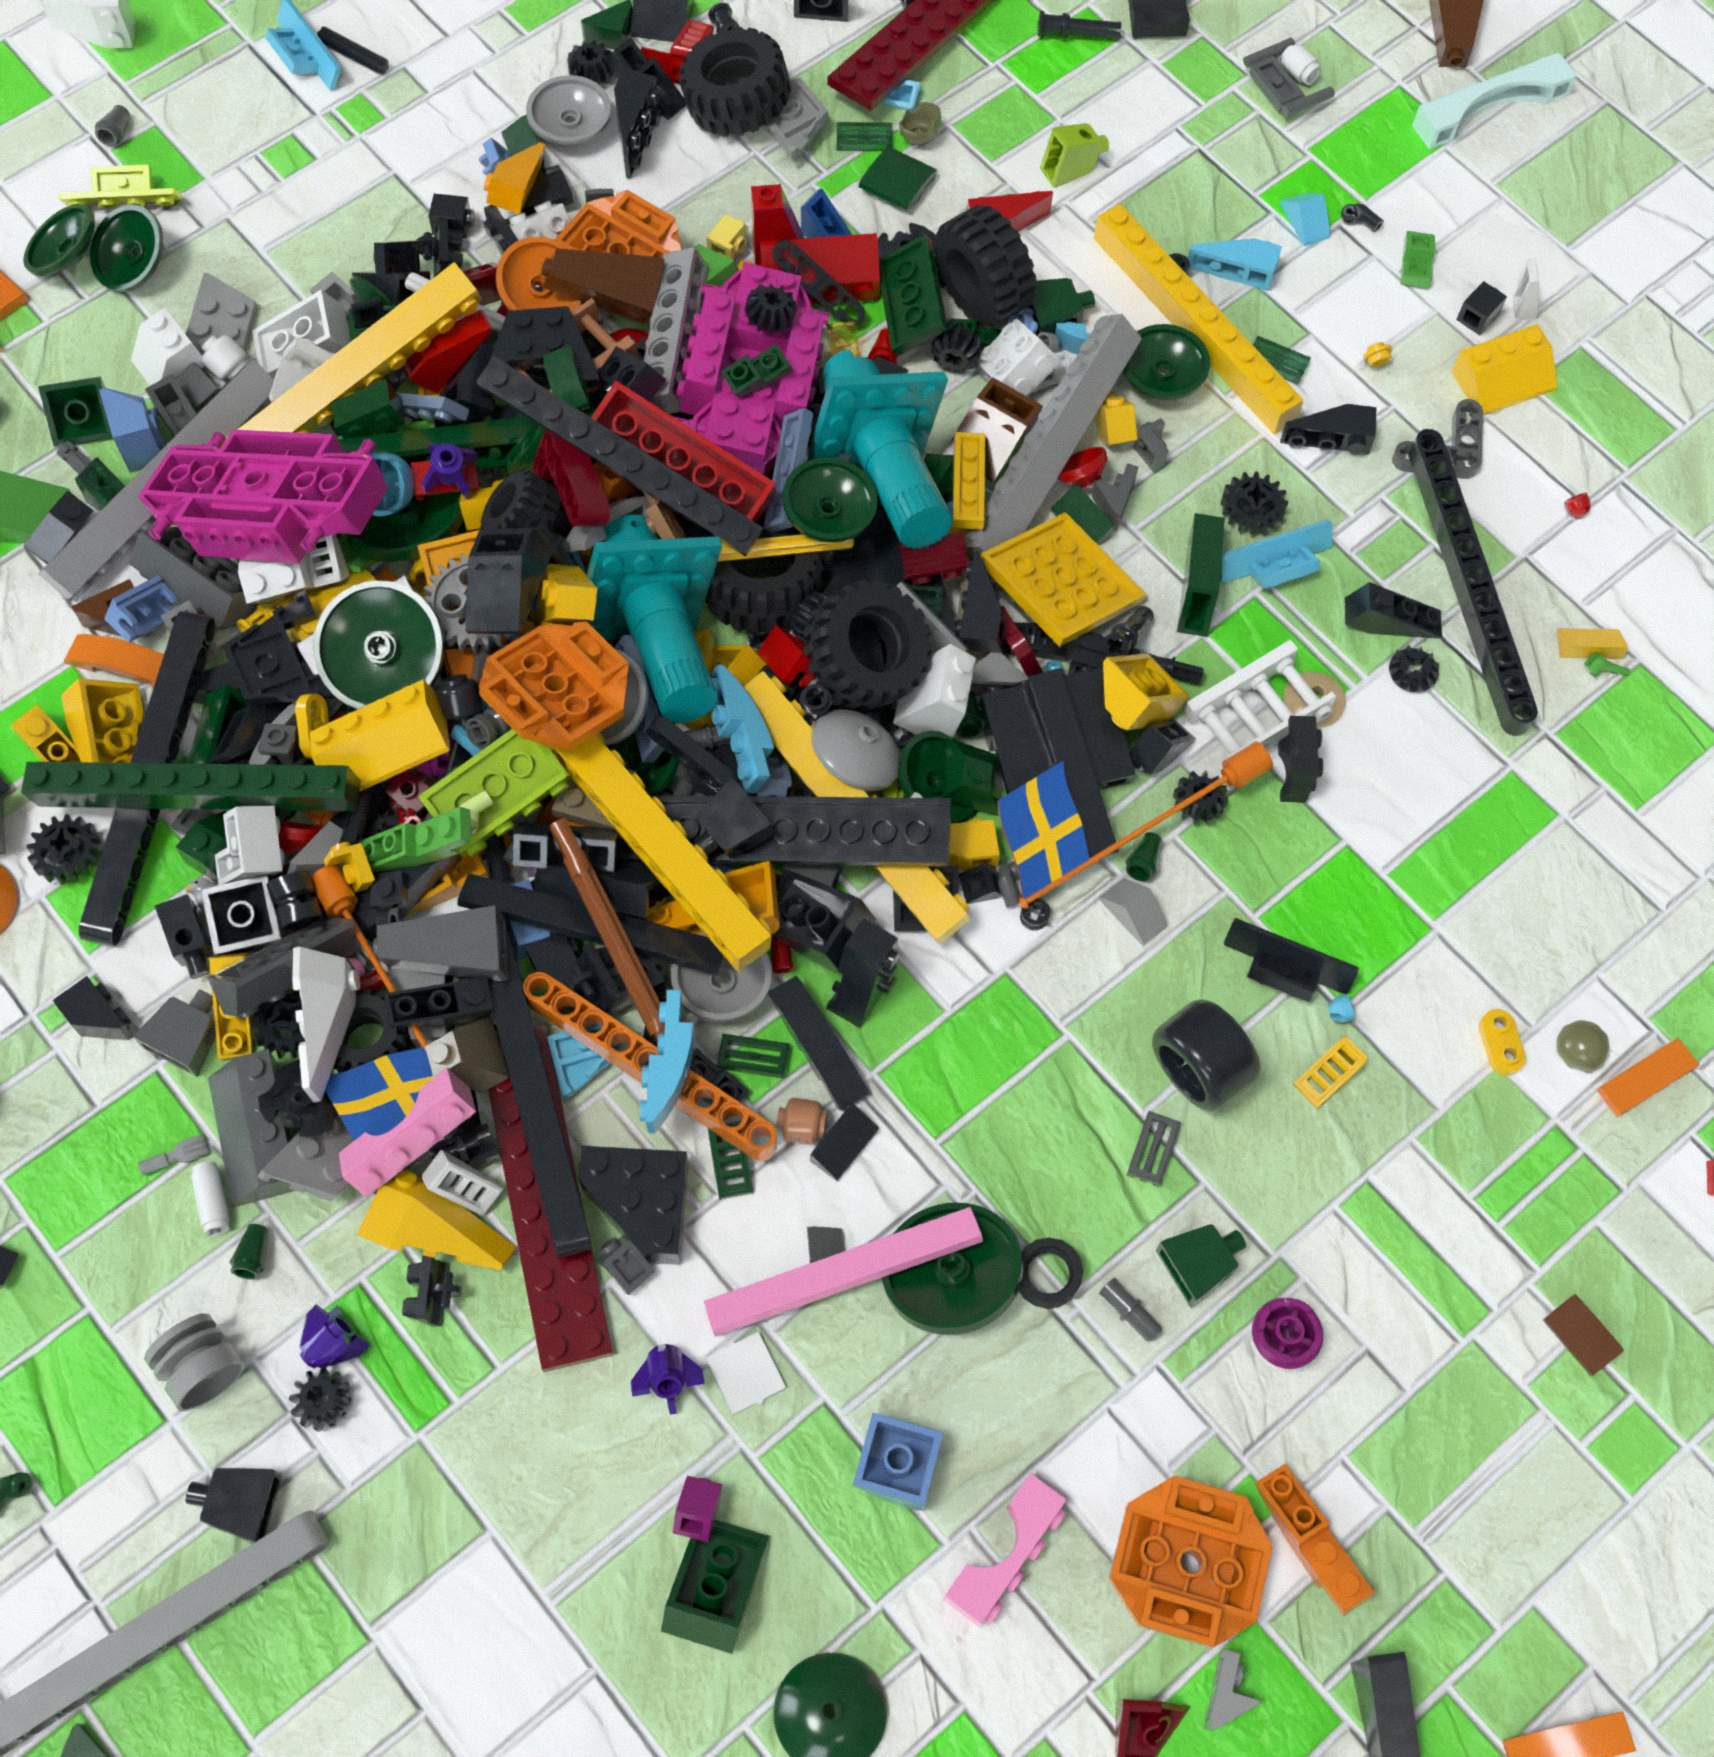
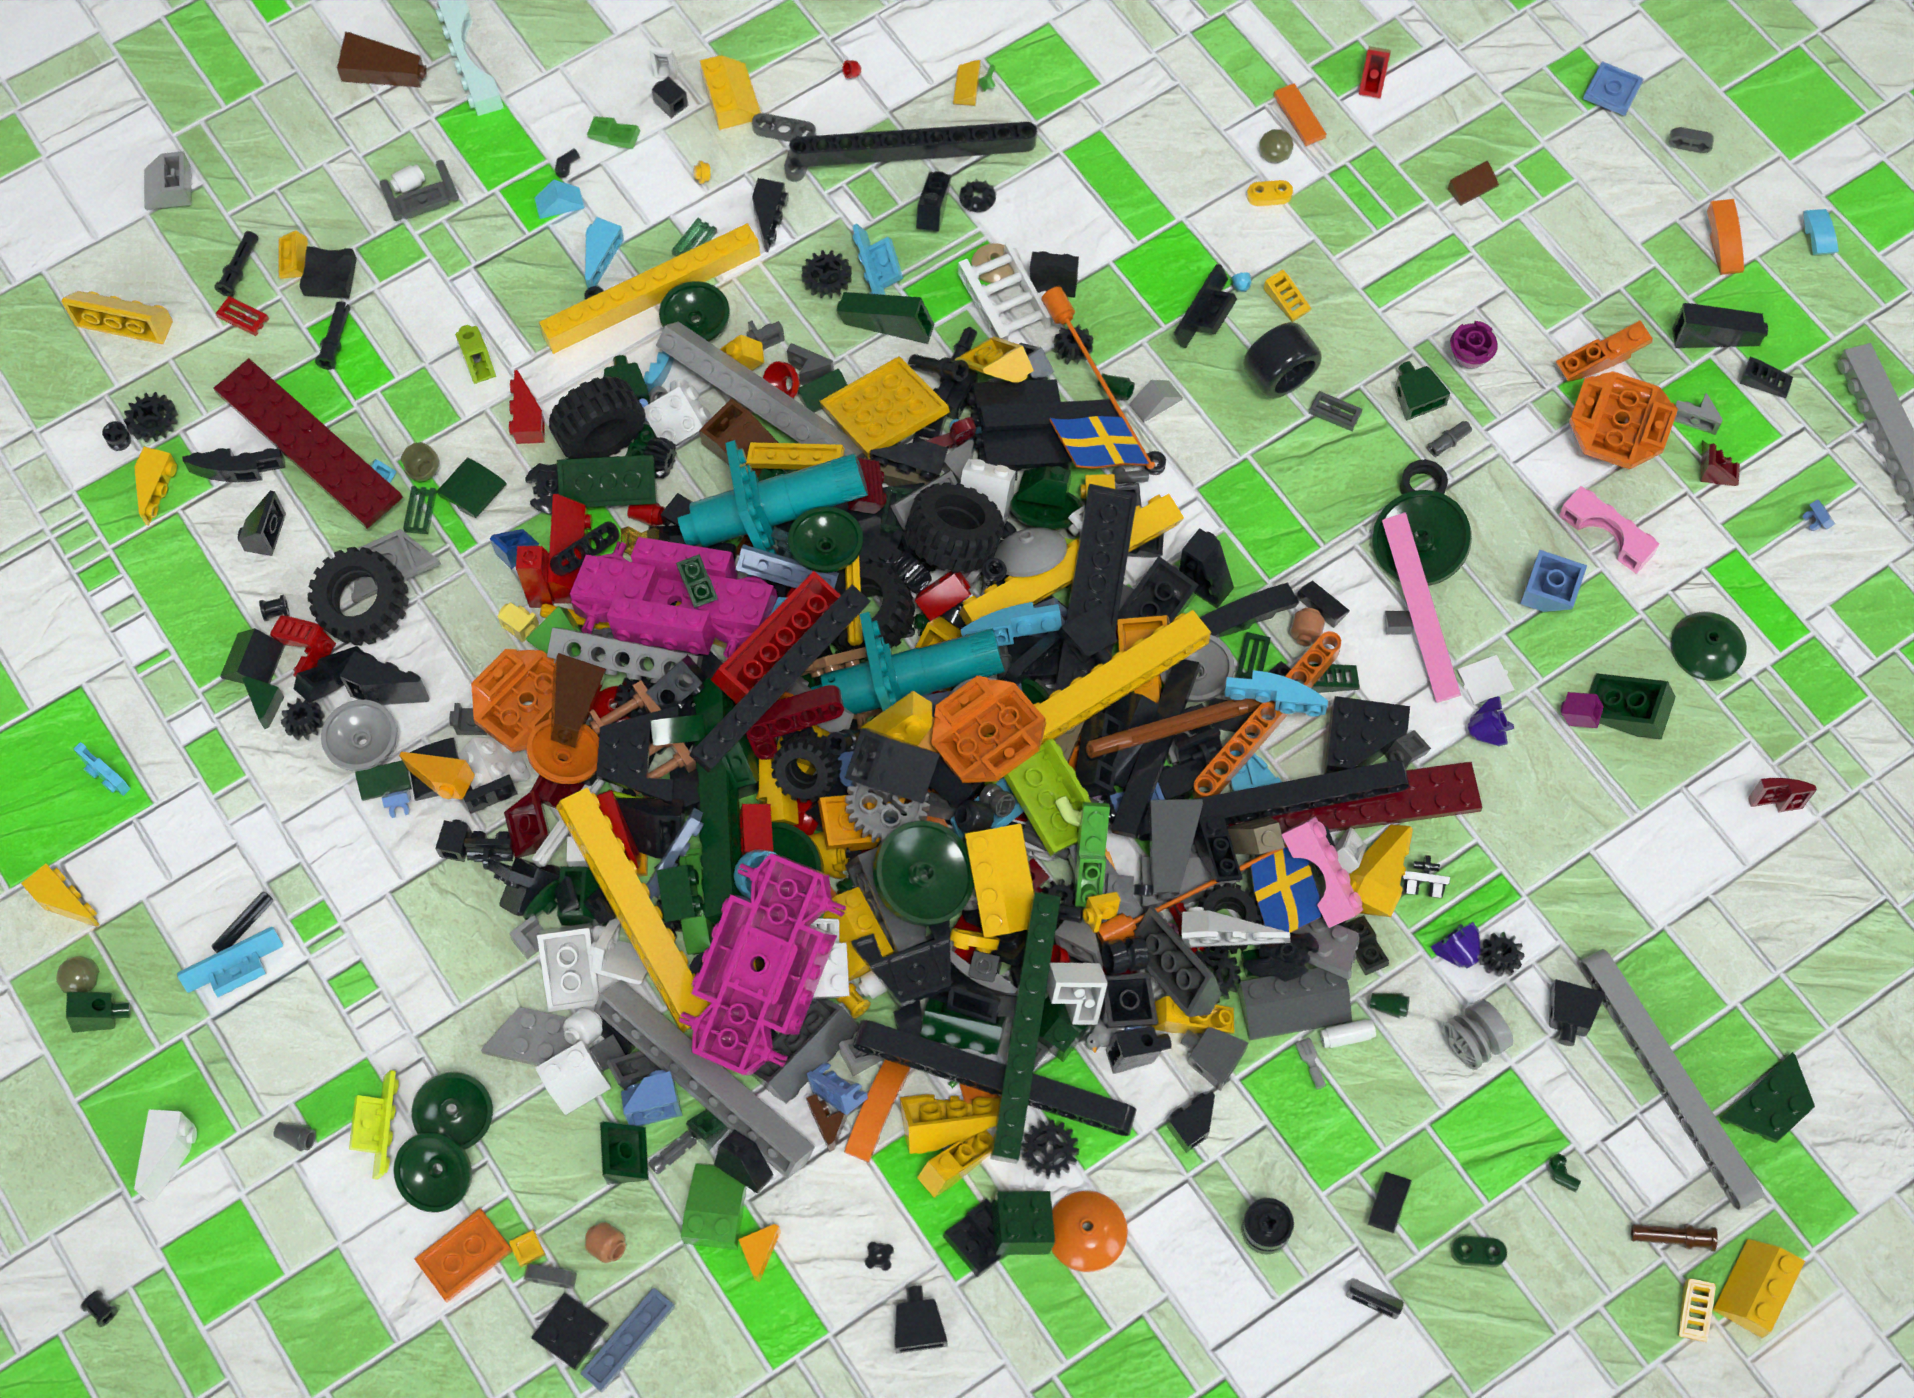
camera: 80 degrees left, 0 degrees up
(334, 1219) = (1369, 953): none -> pearl dark grey slope
(409, 816) = (1060, 872): red arm -> none
(448, 467) = (758, 818): dark purple brick -> none
(770, 308) = (634, 568): black gear -> none

